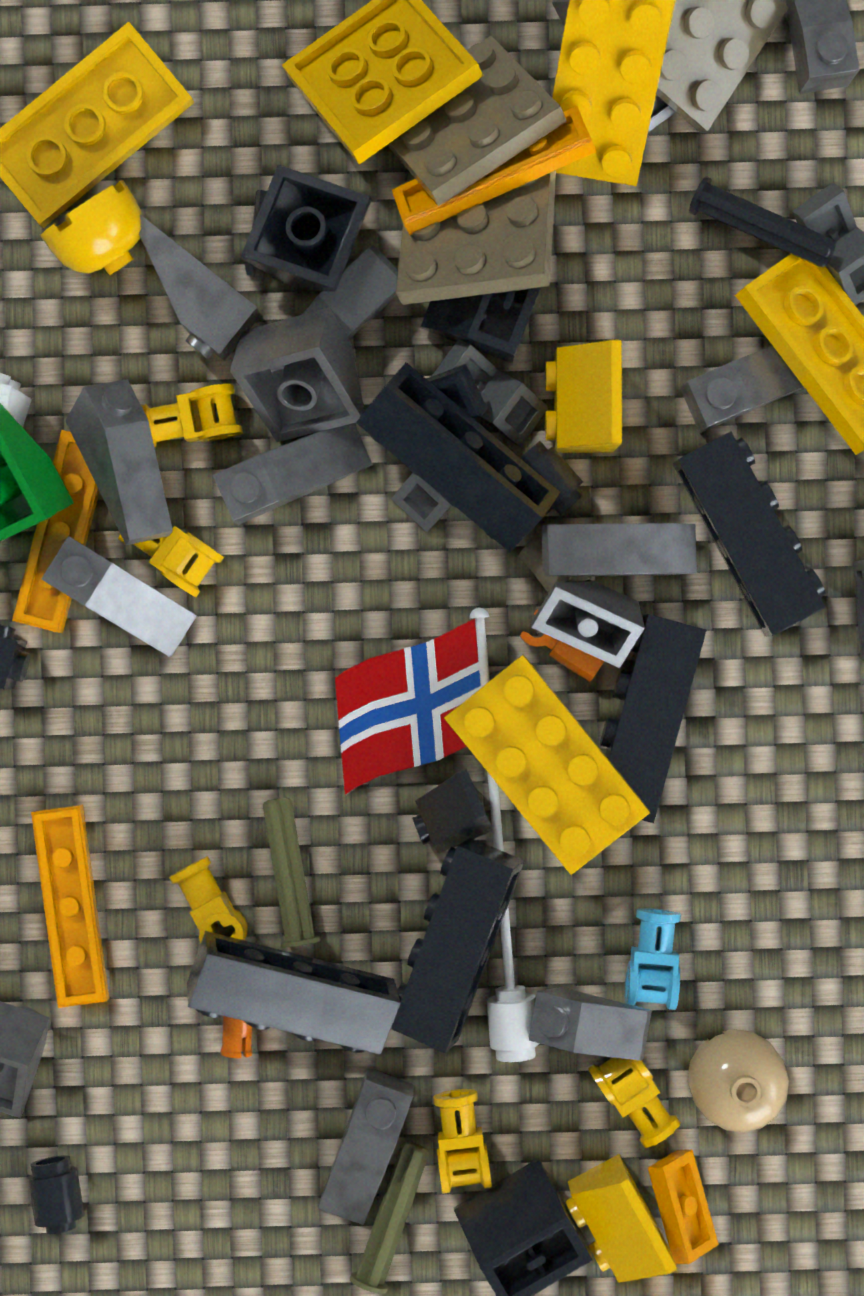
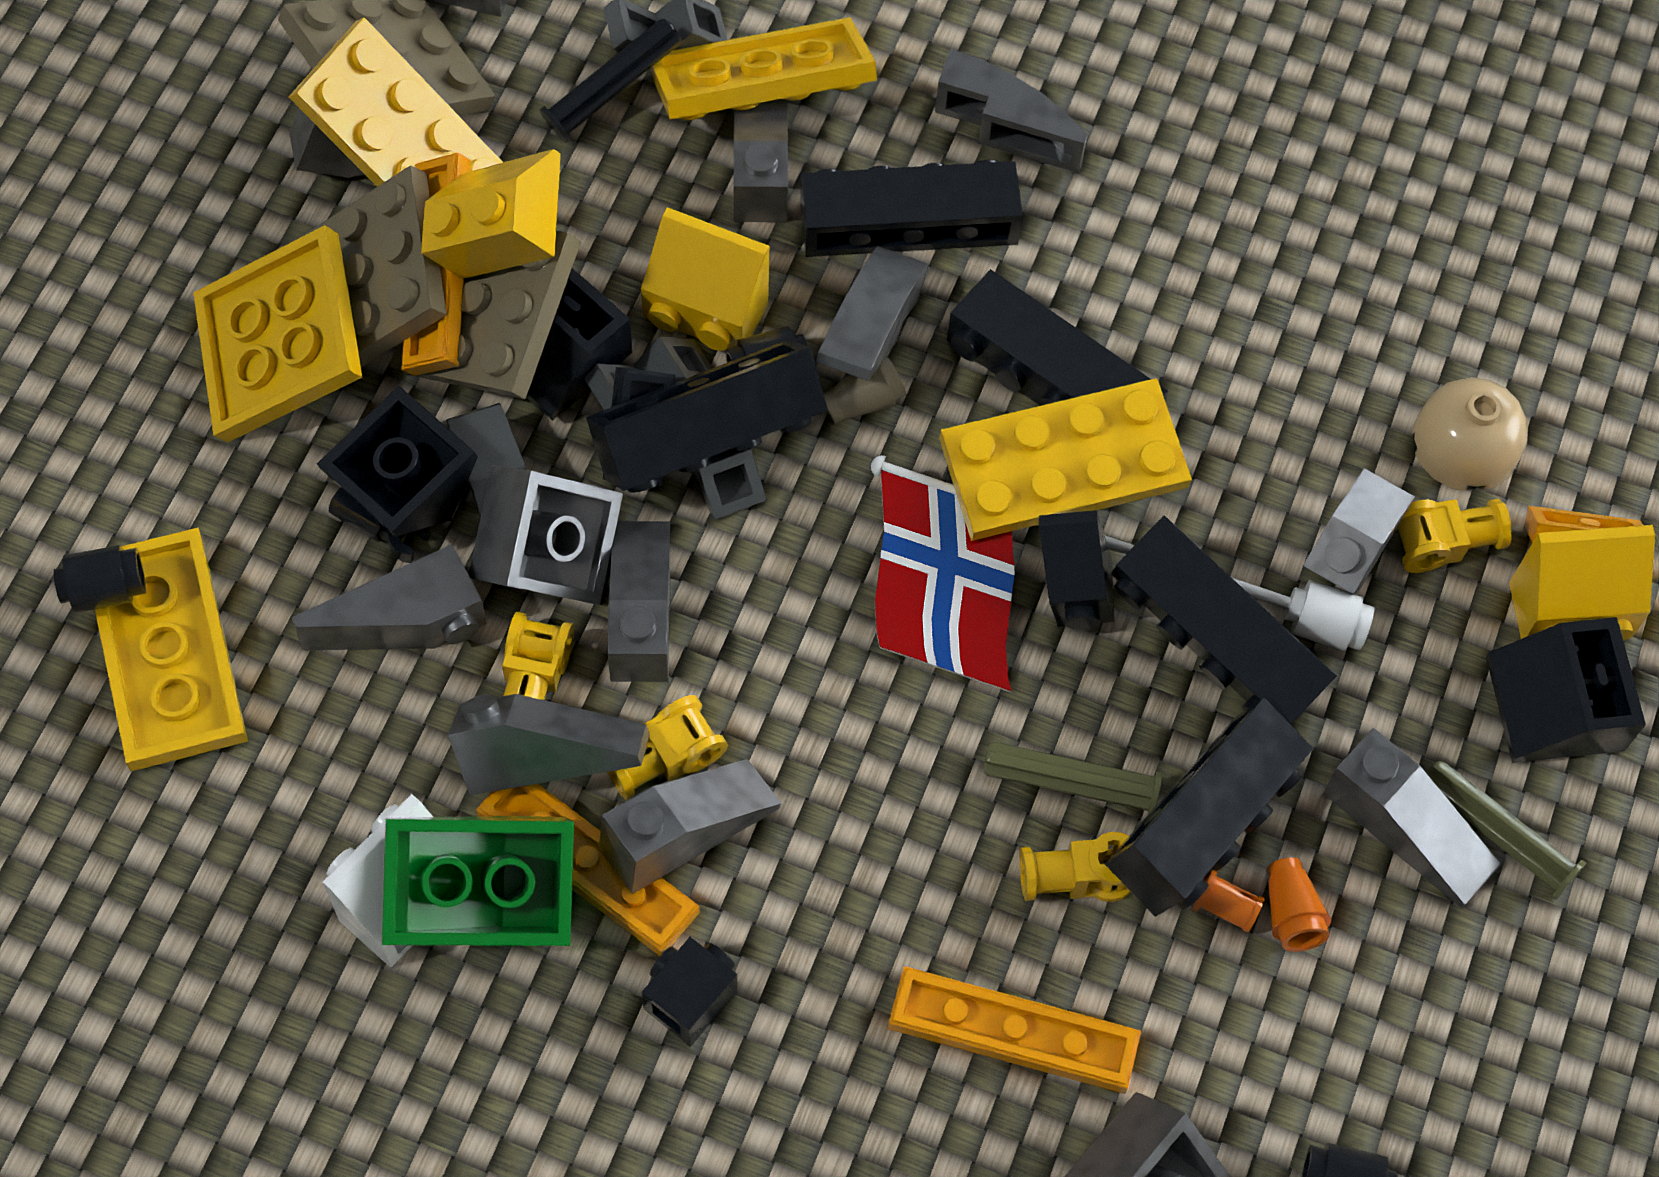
camera: 70 degrees left, 25 degrees down
(98, 232) = (287, 670): yellow cylinder -> none
(103, 48) = (100, 578): none -> black brick
(255, 1081) = (1295, 907): none -> orange cone
(461, 1149) = (1444, 721): yellow connector -> none
(538, 201) = (495, 216): none -> yellow slope
(570, 657) = (958, 407): orange bar -> none
(591, 619) = (937, 361): flat silver slope -> none
(653, 969) = (1314, 459): medium azure connector -> none

